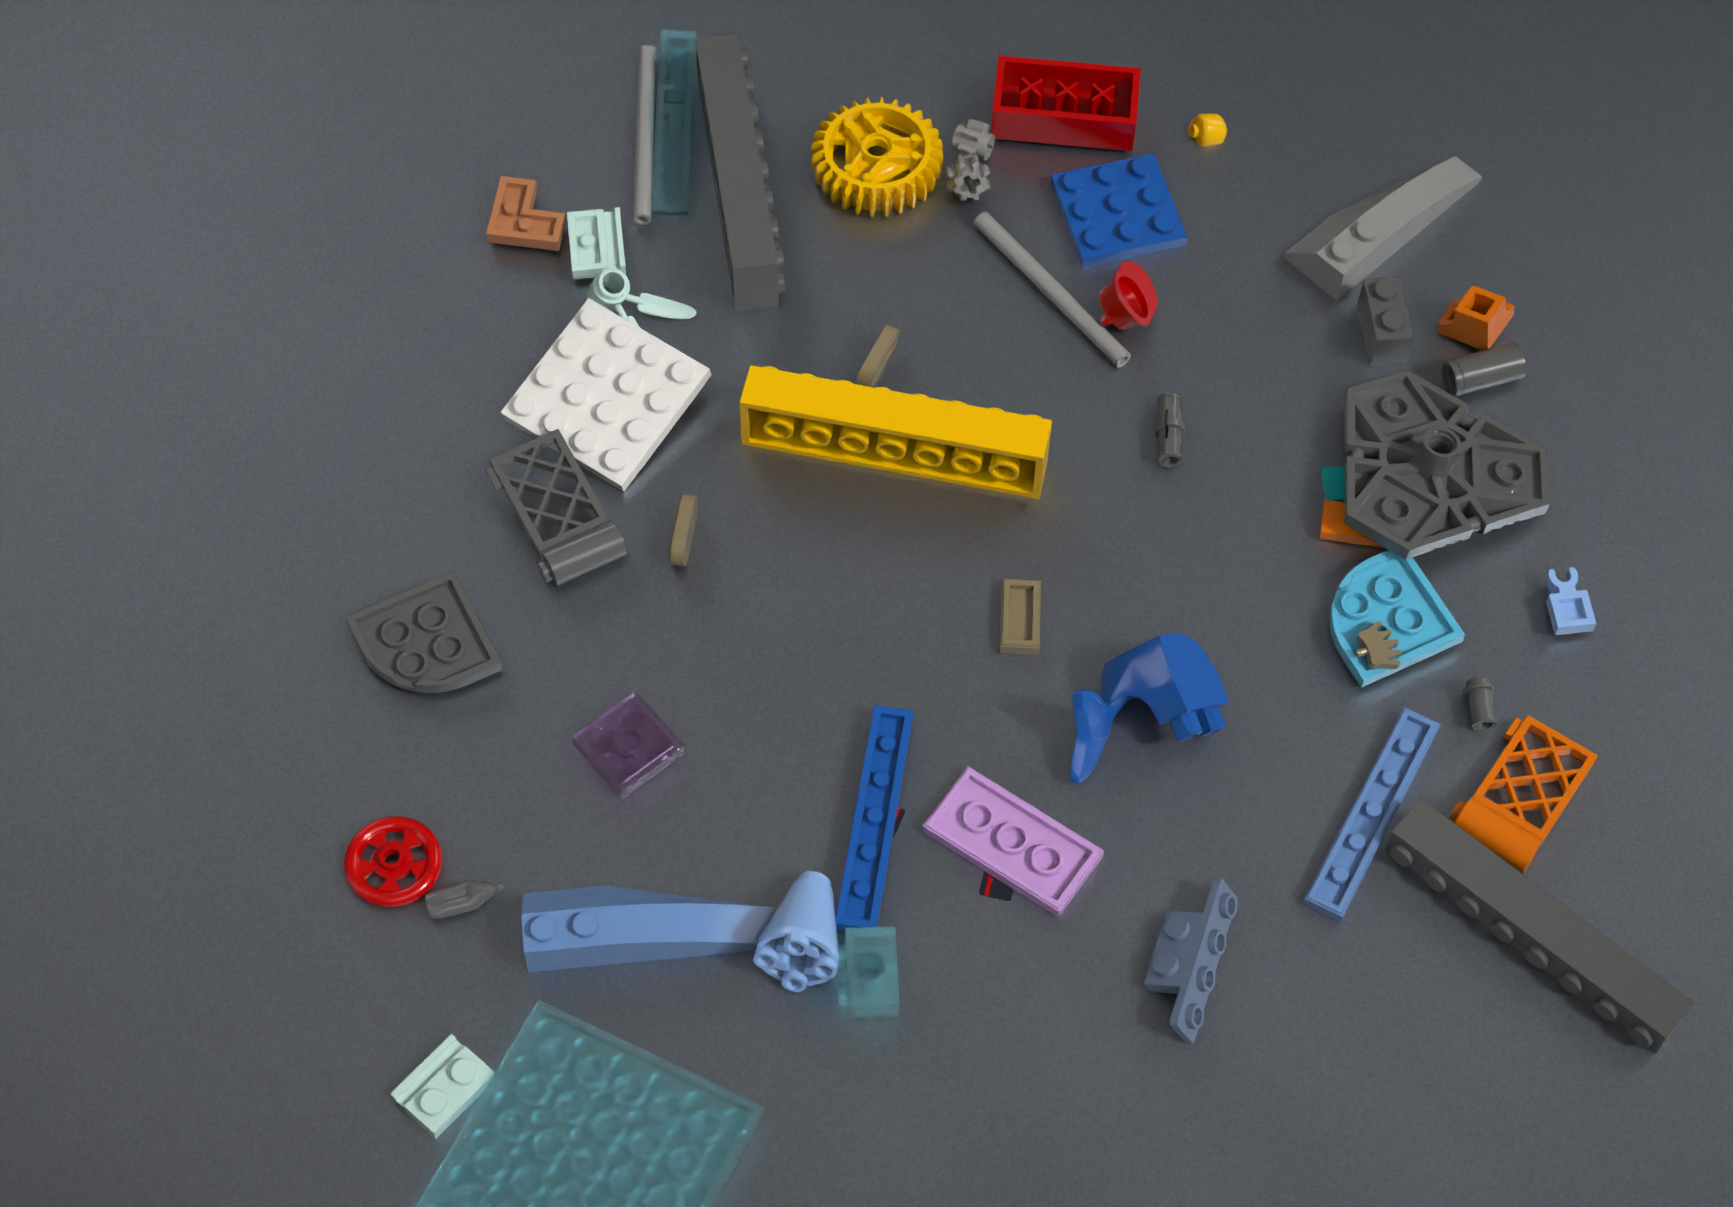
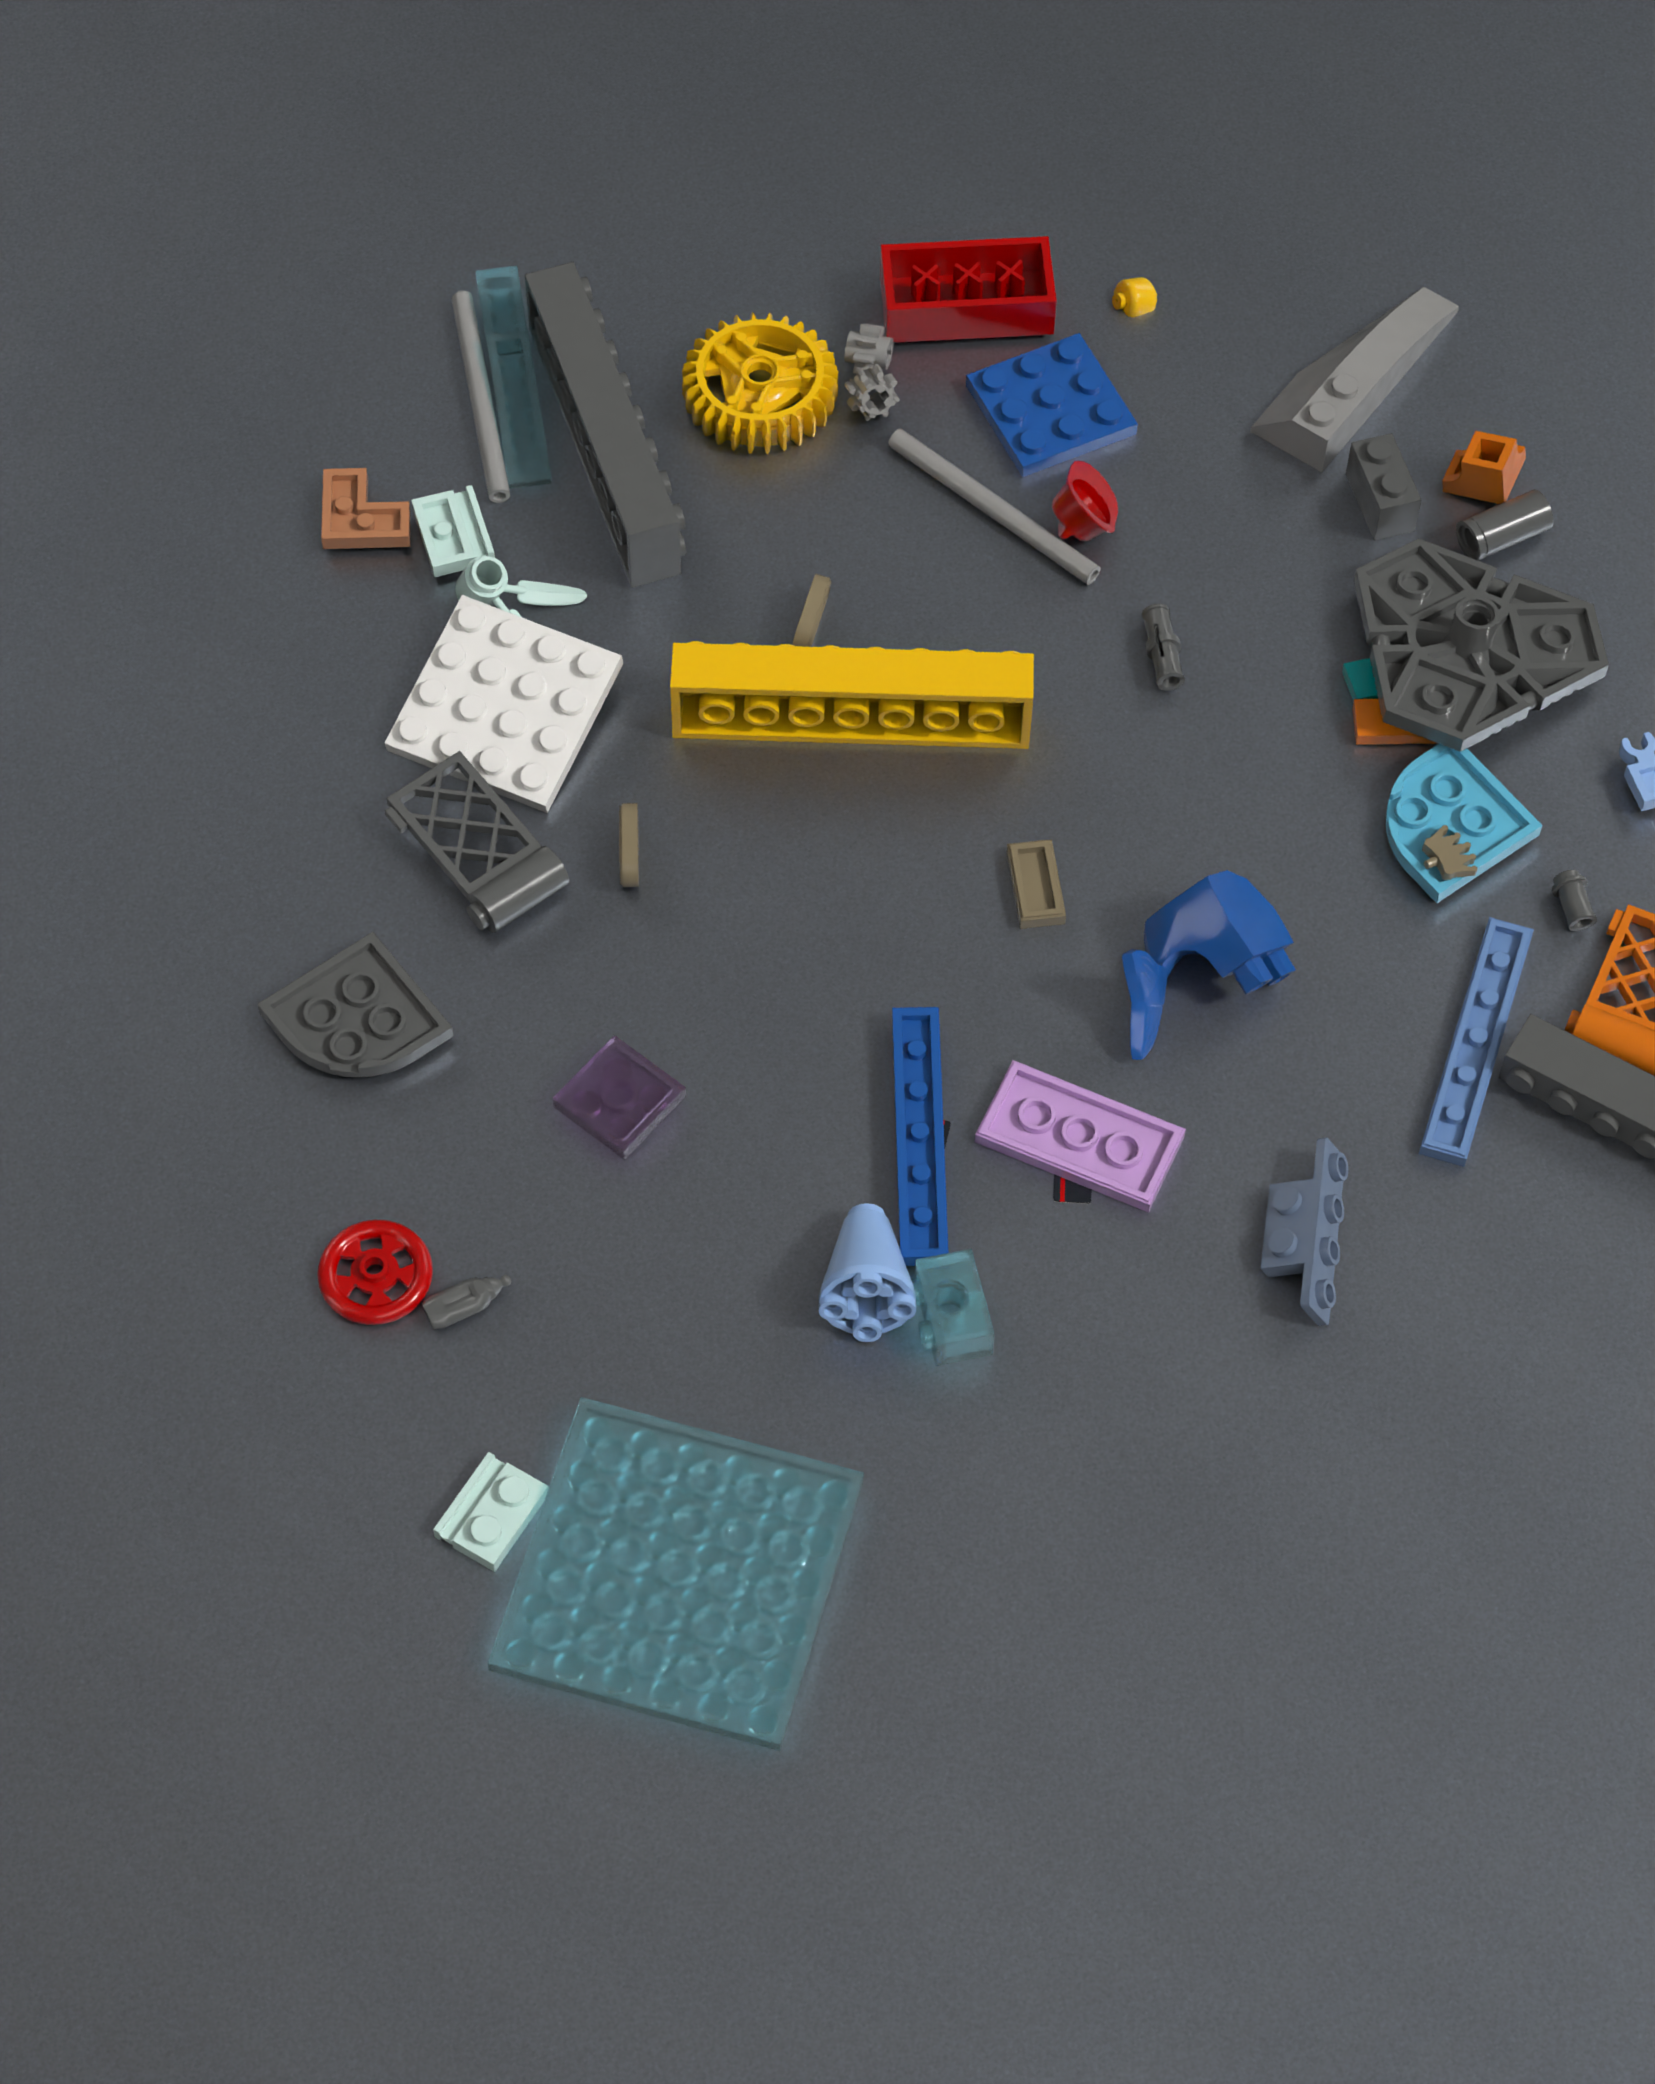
camera: 10 degrees left, 0 degrees up
(632, 926) = (669, 1299): medium blue wedge -> none

